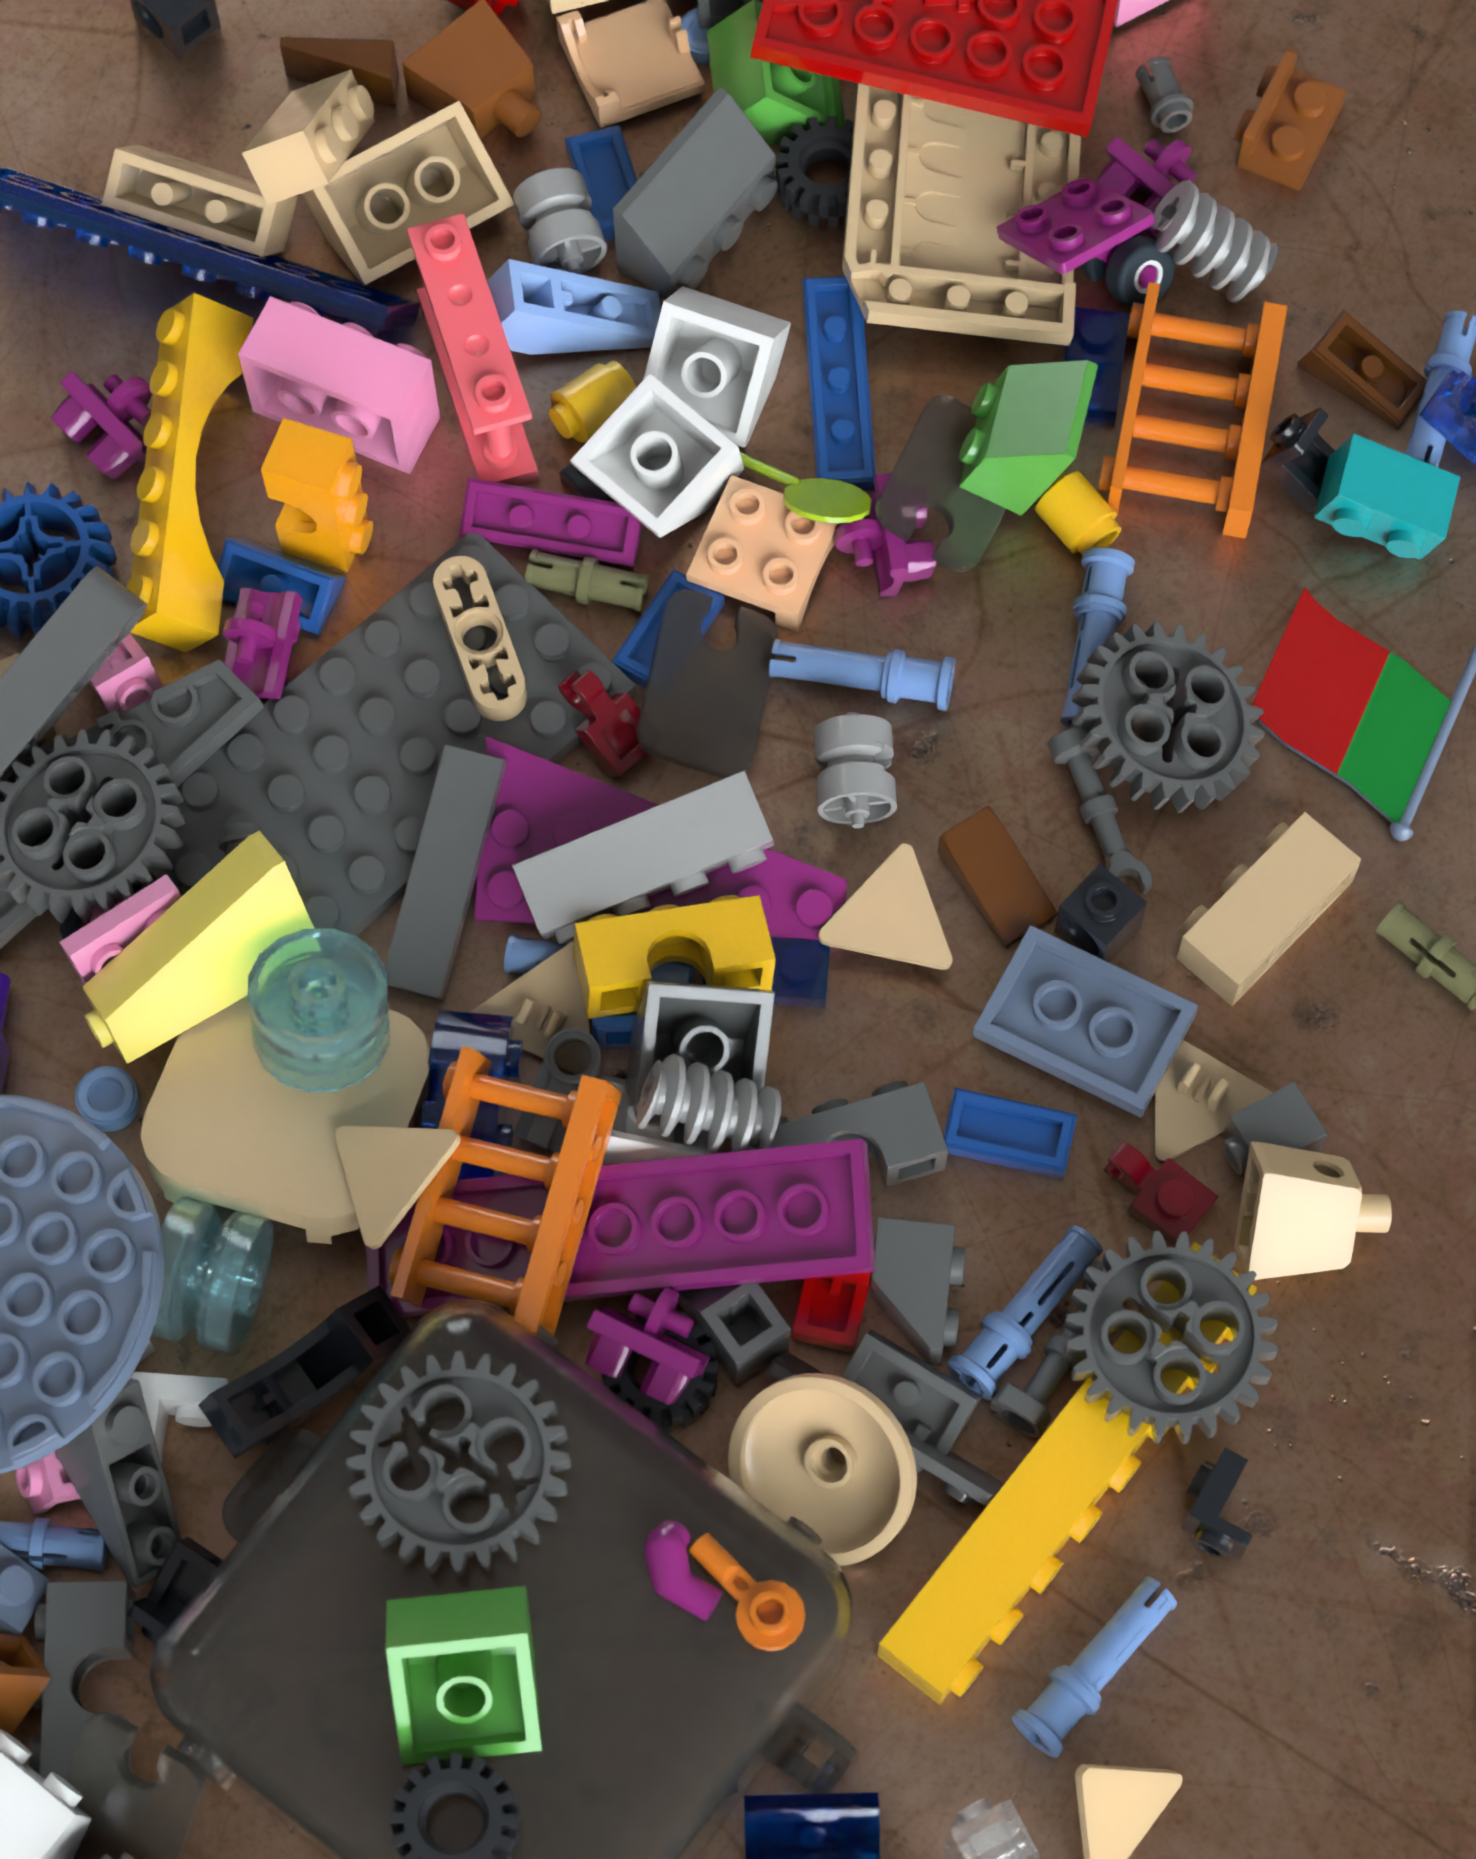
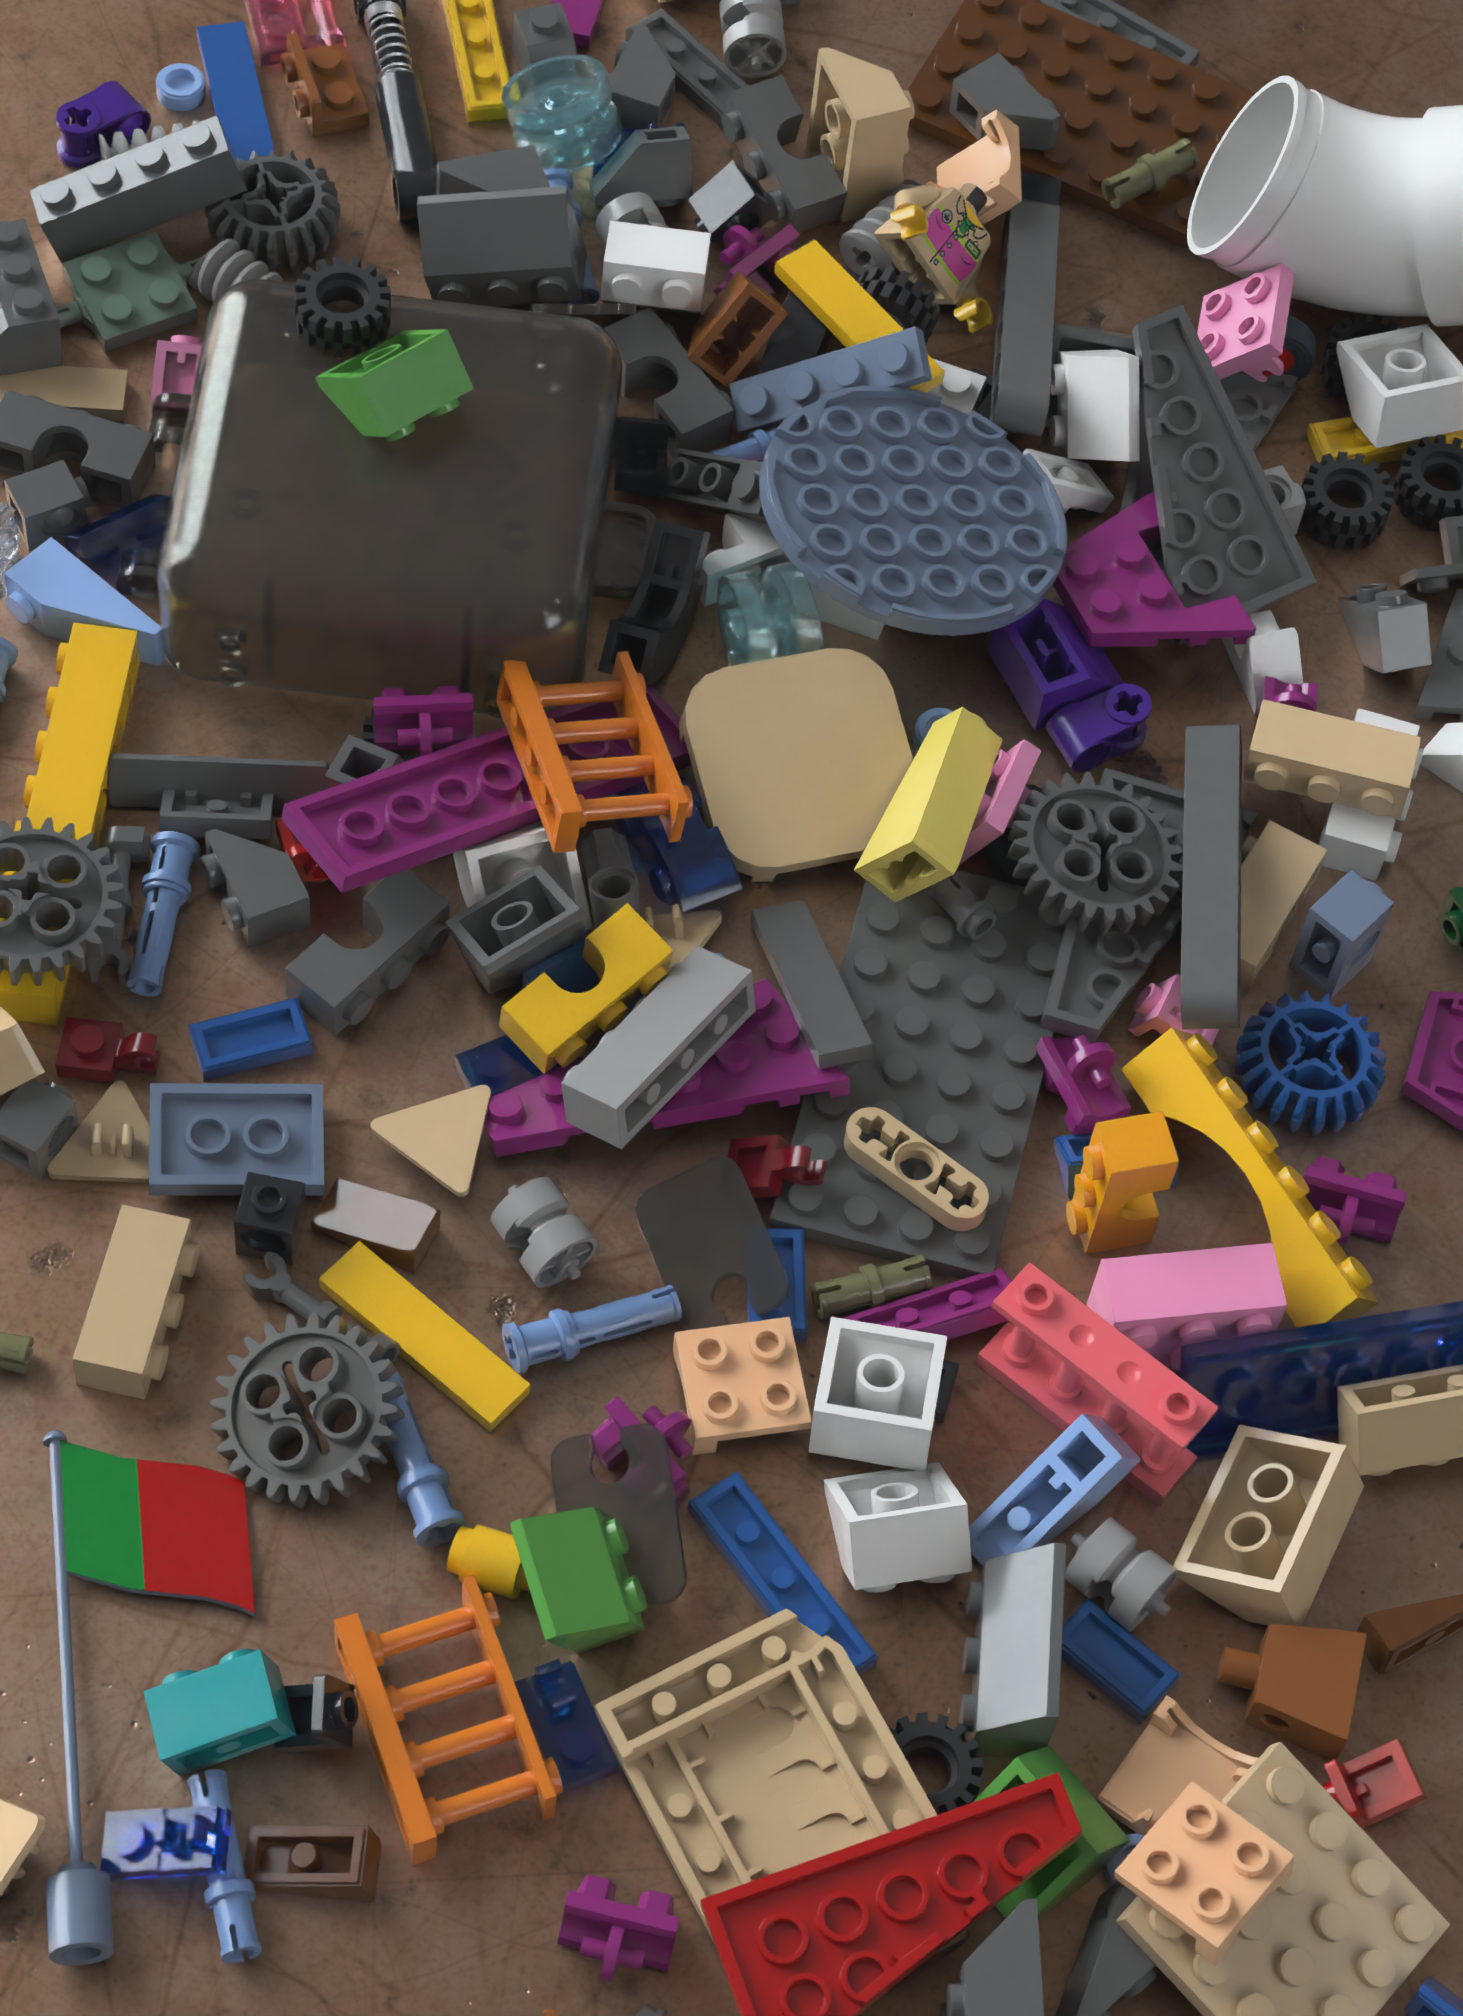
camera: 140 degrees right, 10 degrees down
(309, 137) = (1379, 1492): tan brick -> none
(319, 1009) = (819, 804): clear light blue wheel -> none
(390, 1171) = (684, 717): tan piece -> none
(425, 1515) = (484, 493): dark grey gear -> none
(590, 400) = (976, 1436): yellow brick -> none
(671, 1574) = (289, 502): magenta arm -> none
(709, 1105) = (481, 872): light grey piece -> none
(767, 1612) = (213, 513): orange plate -> none
(786, 1462) = (245, 719): tan dish -> none
(816, 497) = (718, 1435): lime piece -> none
(919, 1747) = (57, 589): none -> light blue slope
(1016, 751) = (426, 1336): none -> yellow tile
(1098, 233) = (643, 1813): magenta plate -> none
(1214, 239) = (518, 1870): light grey piece -> none

